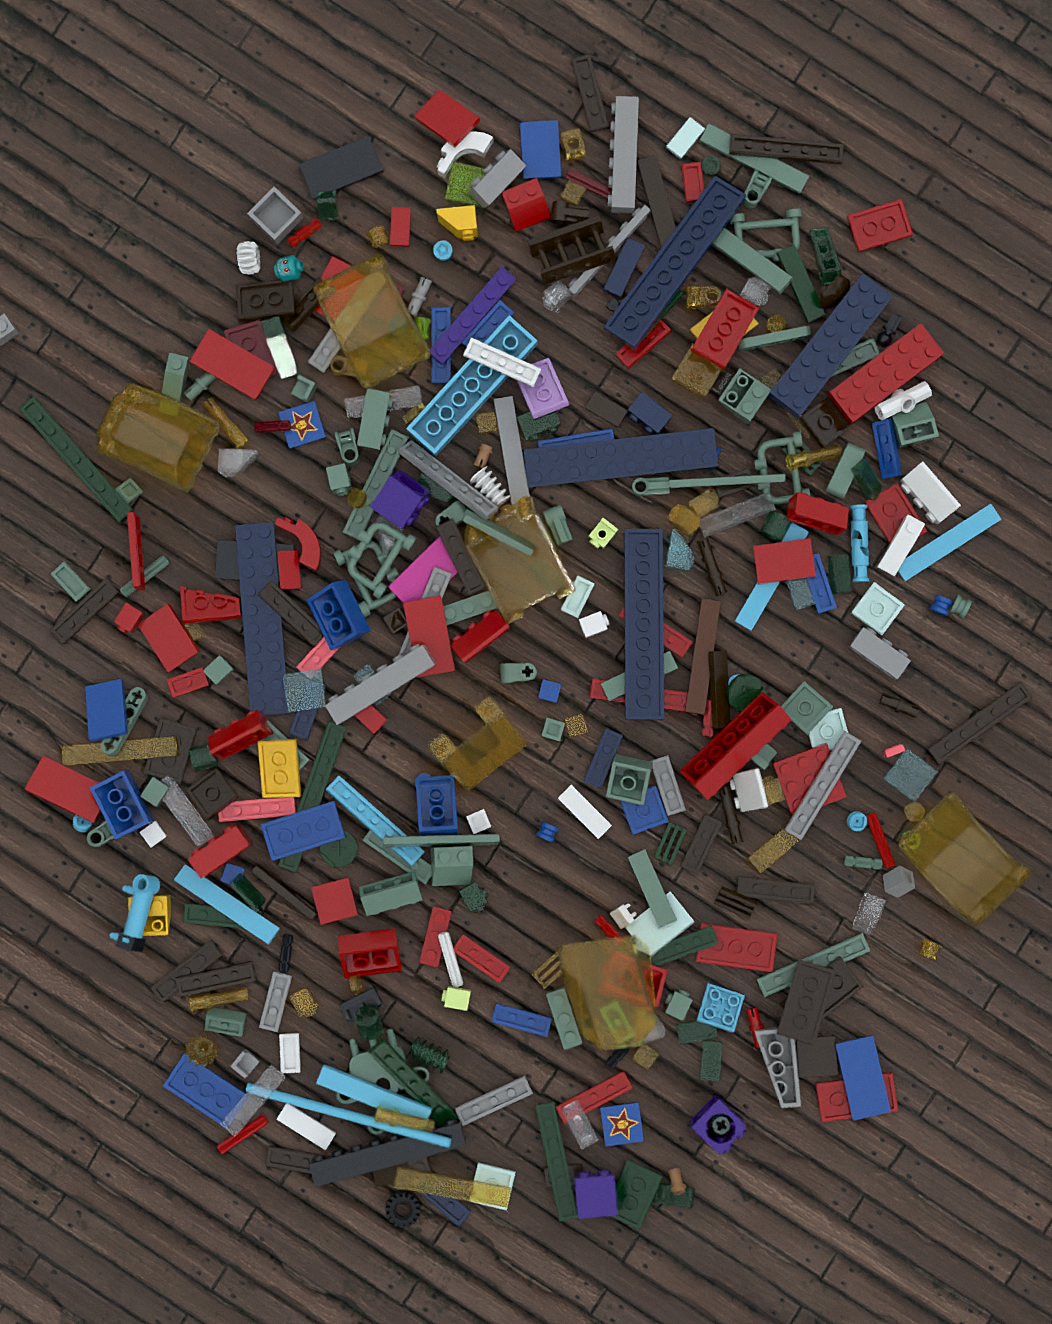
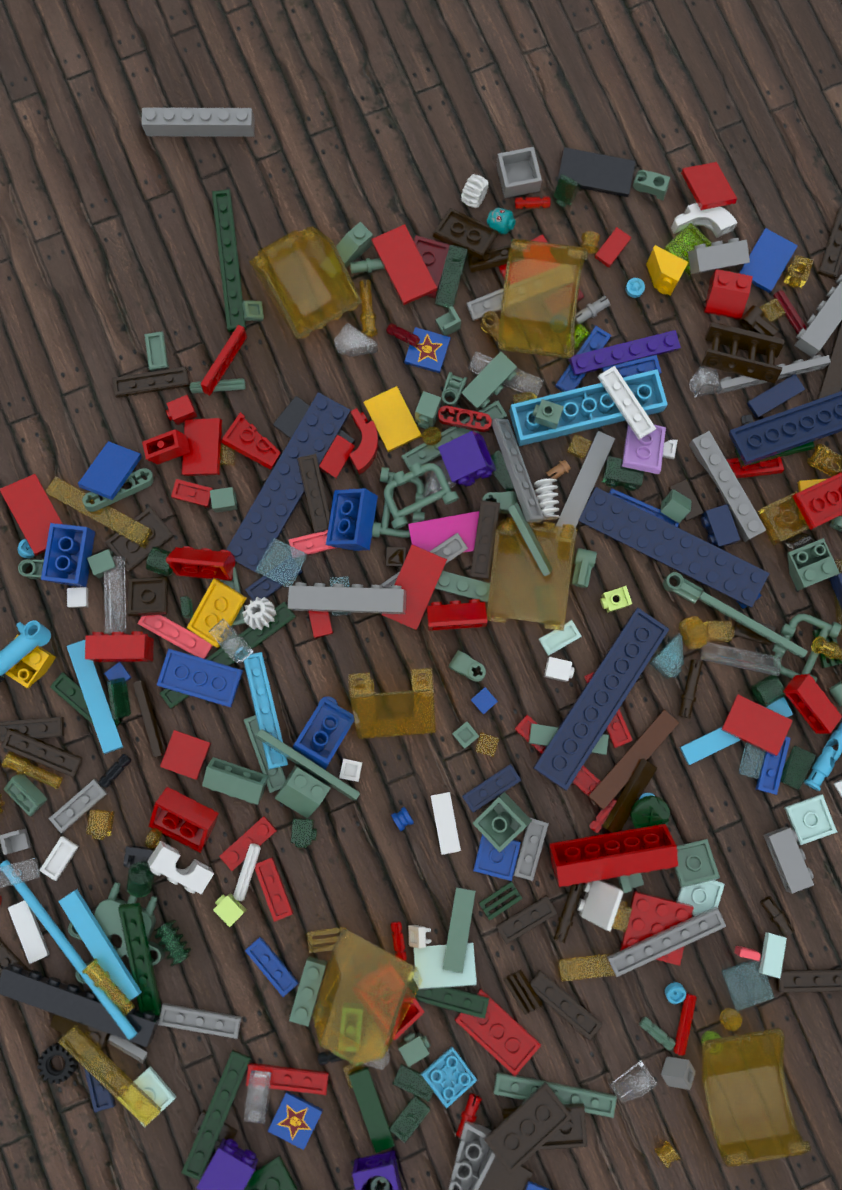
camera: 30 degrees right, 5 degrees down
(140, 658) = (166, 447): none -> red brick
(251, 780) = (186, 607): none -> clear green tile
(309, 783) = (231, 641): none -> clear slope
(313, 505) = (392, 419): none -> yellow tile
(315, 745) = (259, 613): none -> white gear
(340, 852) = (219, 717): dark green tile -> none
(363, 475) = (479, 416): none -> red beam
(396, 147) = (651, 183): none -> sand green leg
(411, 992) = (194, 877): none -> white arch
(442, 417) = (547, 413): none -> sand green brick
(450, 1159) = (128, 1048): none -> light grey tile
(564, 374) = (669, 449): none -> white tile
(600, 421) = (675, 506): none -> sand green panel
(632, 375) = (716, 465): none -> light grey arch
(676, 1074) = (371, 1109): none -> dark green tile
(914, 738) = (772, 955): none -> light aqua tile

